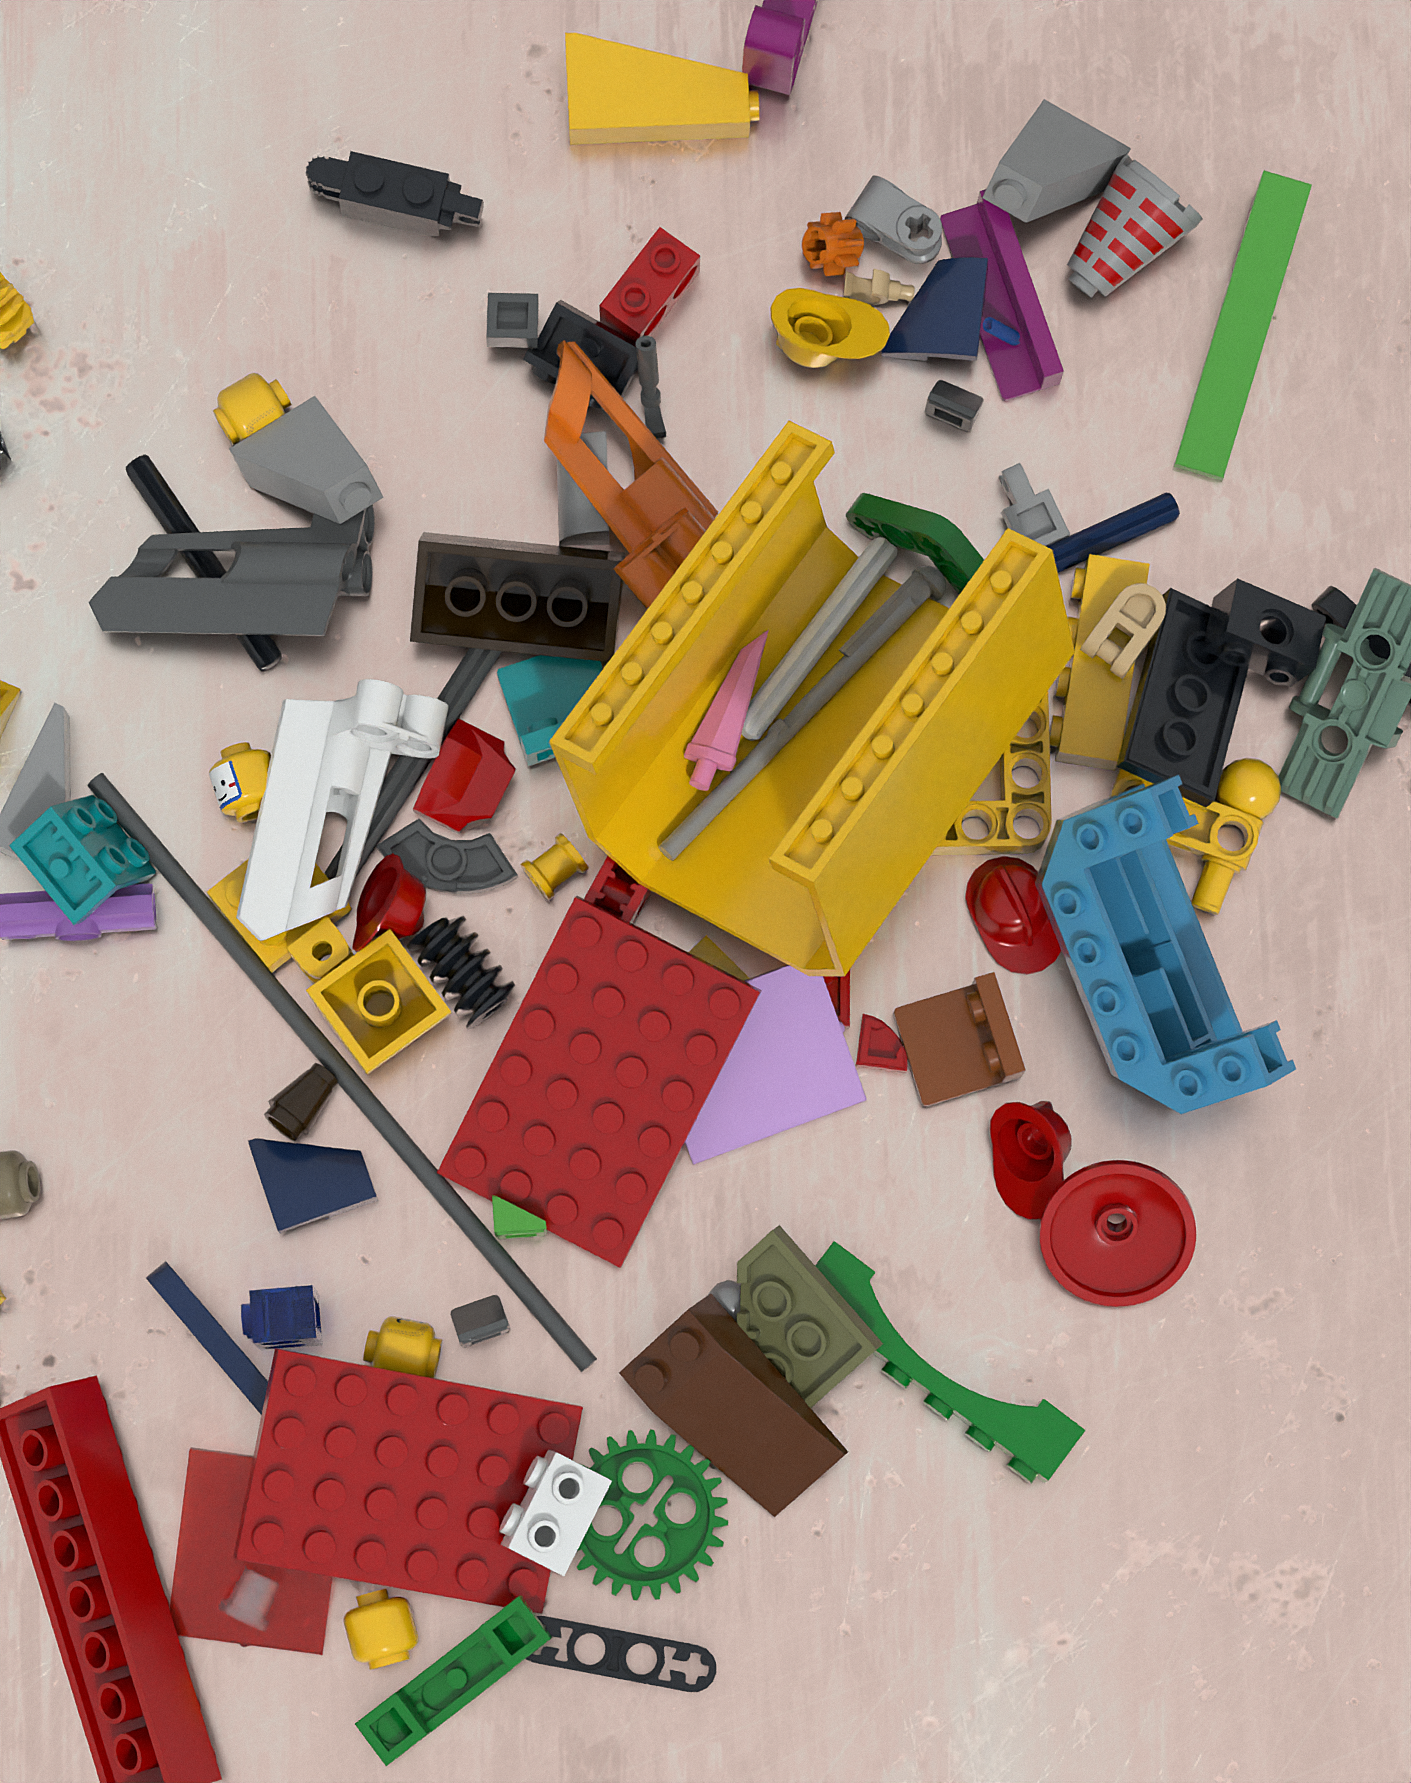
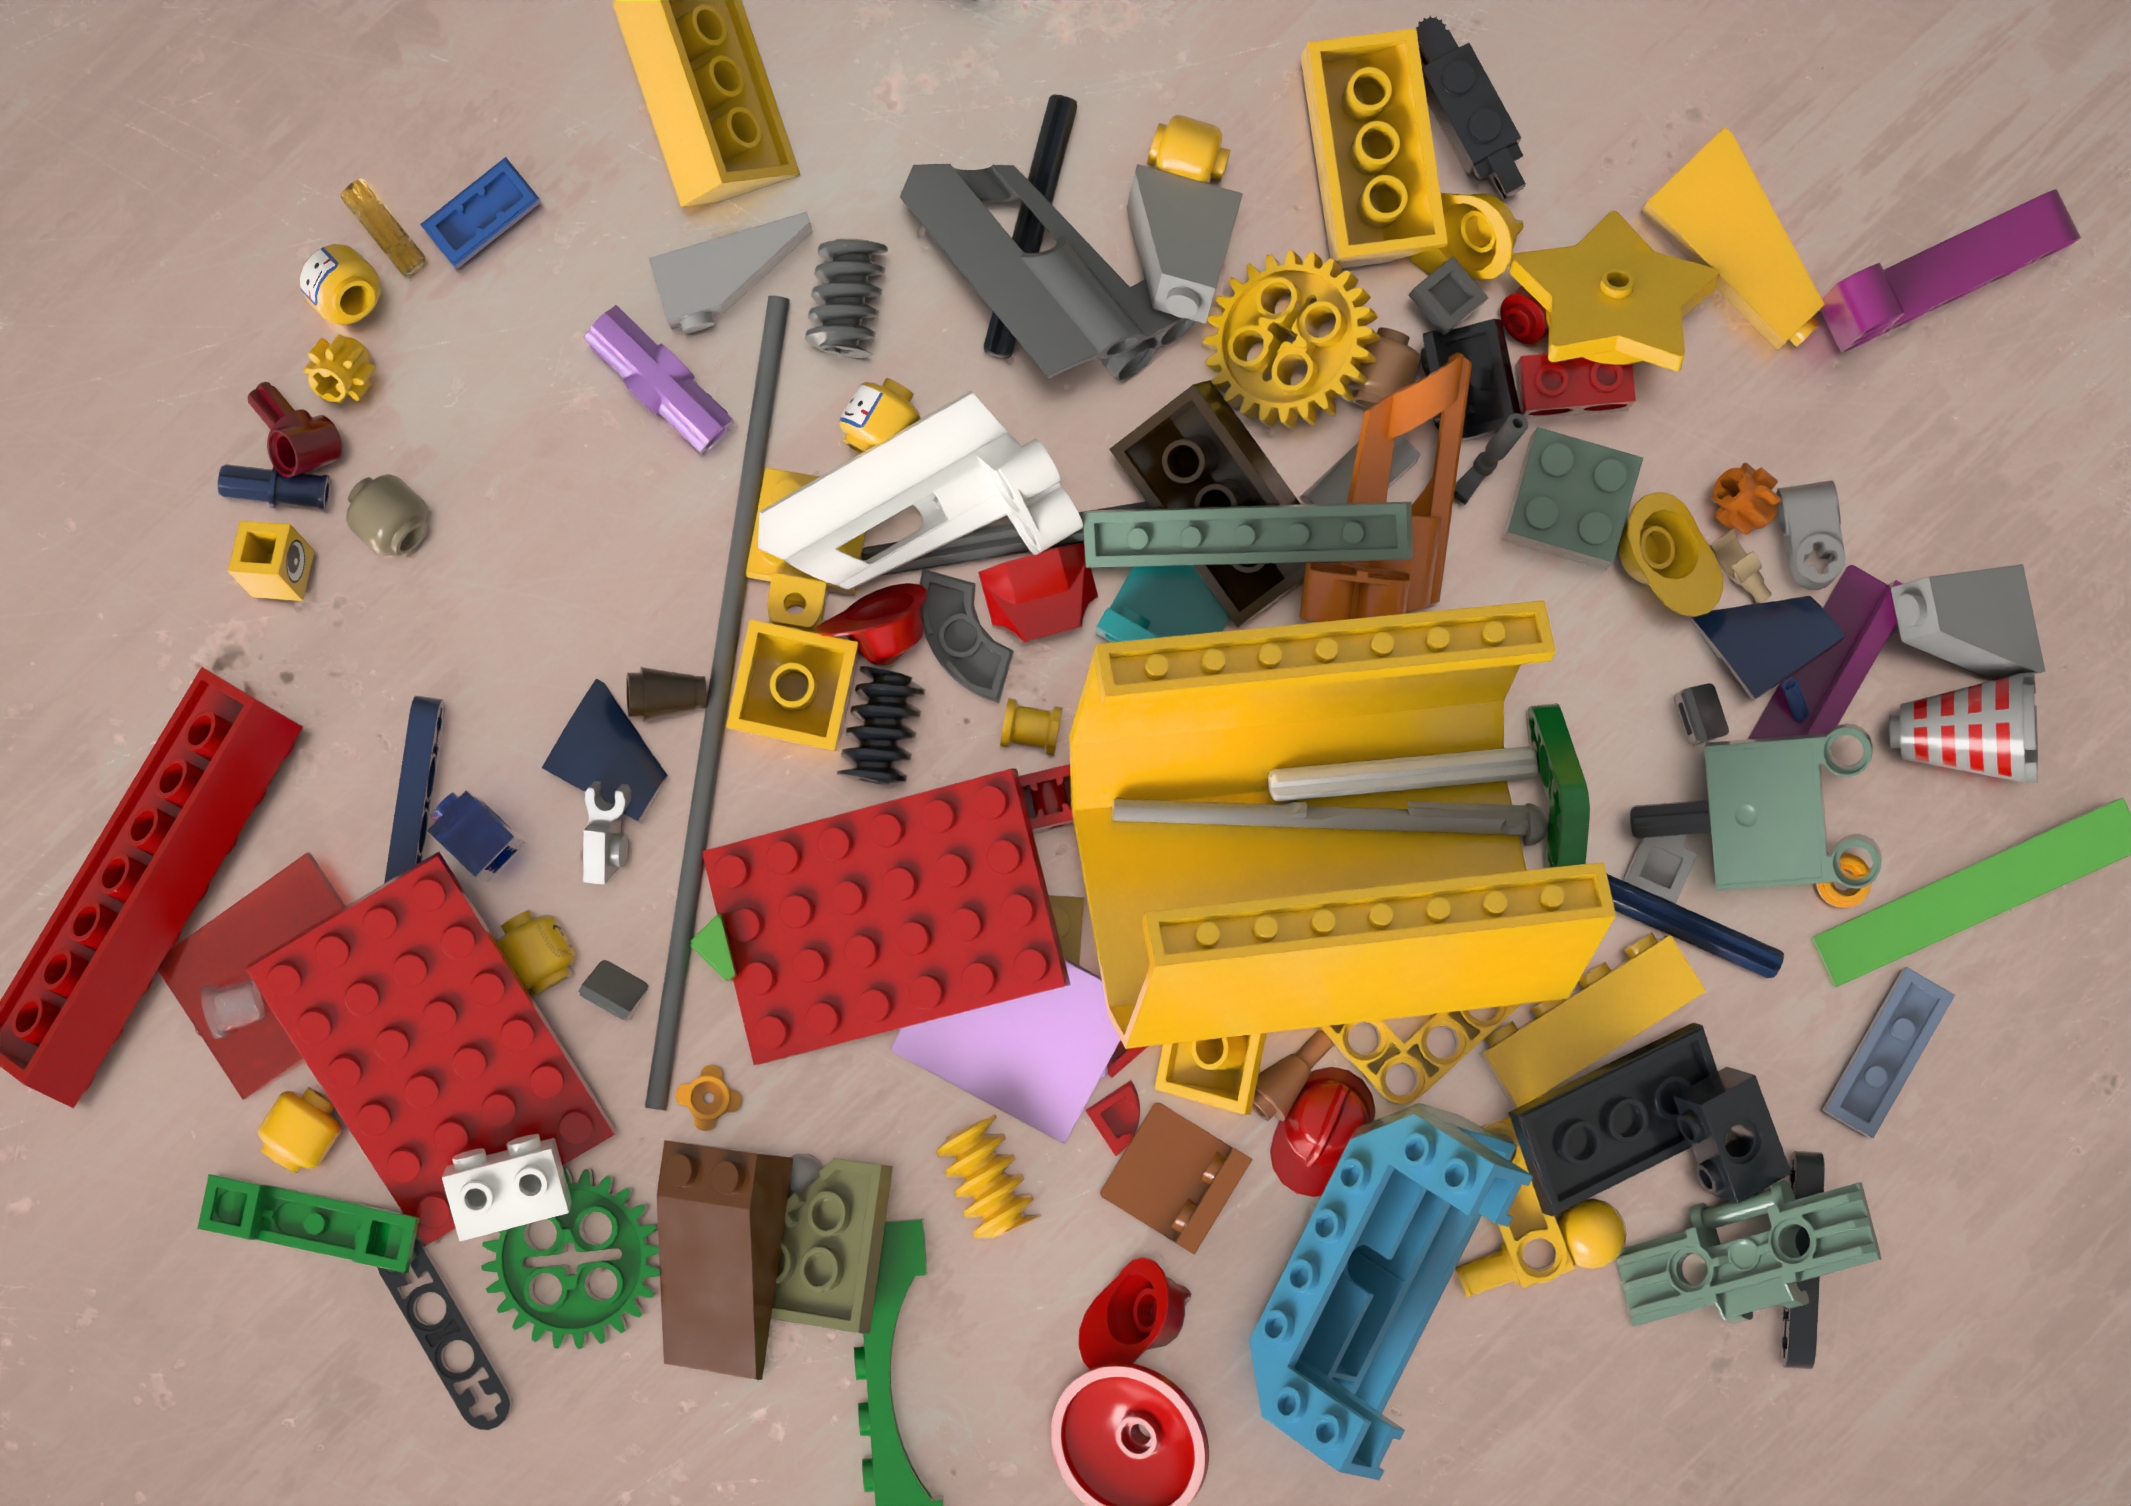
camera: 50 degrees right, 5 degrees up
(81, 855) = (703, 344): teal bracket -> none
(136, 732) = (844, 296): none -> dark grey piece
(363, 280) = (1373, 147): none -> yellow slope
(373, 1234) = (603, 843): none -> plate
(477, 264) = (1478, 235): none -> yellow piece
(485, 435) = (1330, 359): none -> yellow gear
(519, 409) = (1394, 368): none -> medium nougat head
(557, 594) = (1248, 534): none -> sand green plate
(573, 280) = (1524, 317): none -> red plate
(615, 207) = (1614, 296): none -> yellow plate
(625, 1310) = (707, 1113): none -> light orange plate
(722, 726) = (1254, 764): bright pink bar -> none
(727, 360) = (1572, 498): none -> sand green brick
(844, 1173) = (986, 1179): none -> yellow piece
(905, 945) = (1213, 1071): none -> yellow slope
(957, 915) = (1283, 1081): none -> nougat cone
(1063, 414) = (1767, 812): none -> sand green piece
(1135, 612) = (1653, 1015): tan plate -> none
(1154, 394) = (1843, 899): none -> light orange plate
(1299, 482) = (1888, 1052): none -> sand blue plate

